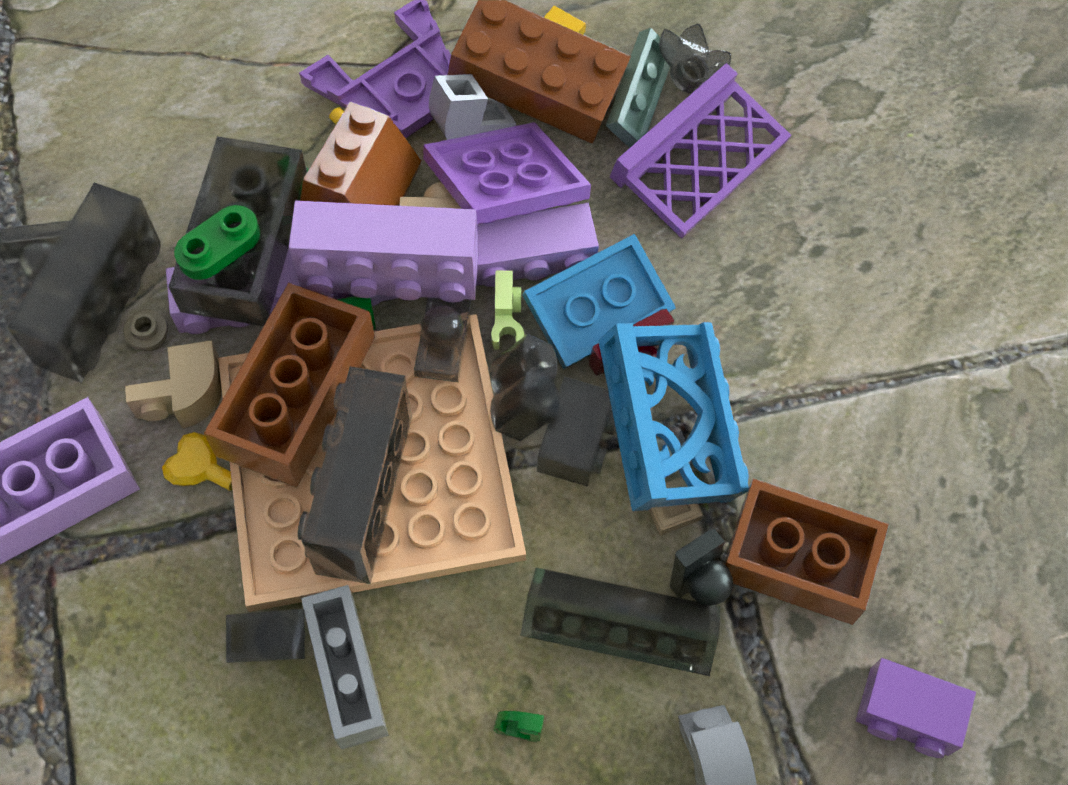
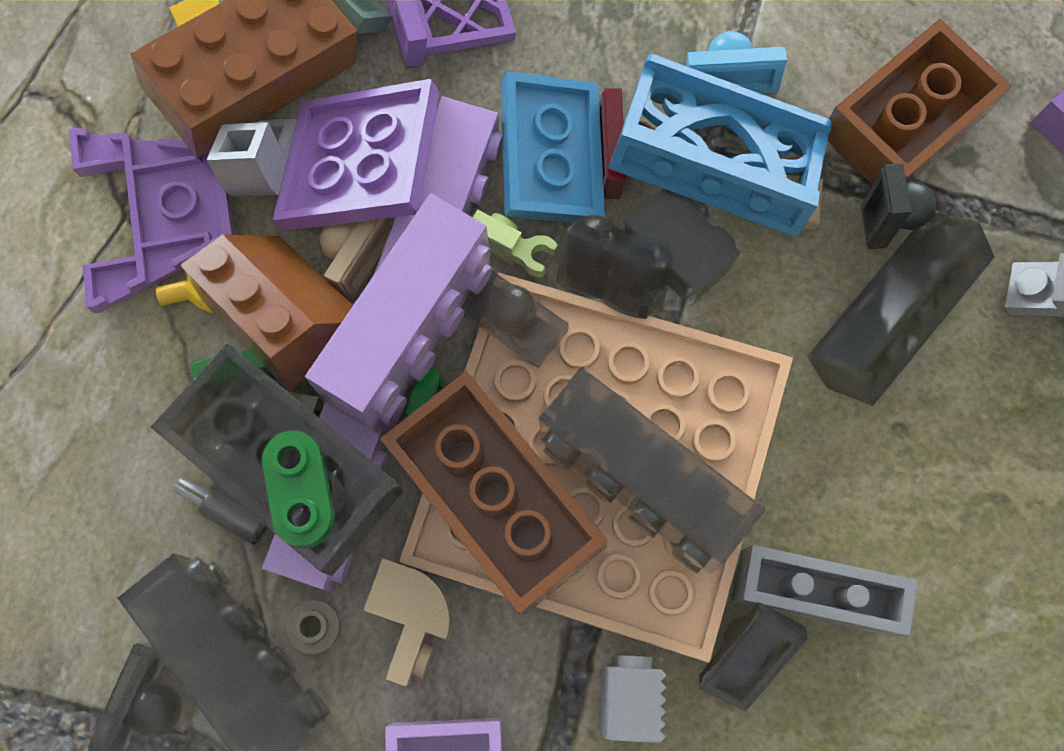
camera: 60 degrees left, 10 degrees up
(188, 559) = (632, 700): none -> light grey brick
(195, 464) = (505, 643): yellow rock -> none
(519, 725) = (957, 443): green tile -> none
(756, 400) = (738, 62): none -> medium azure tile

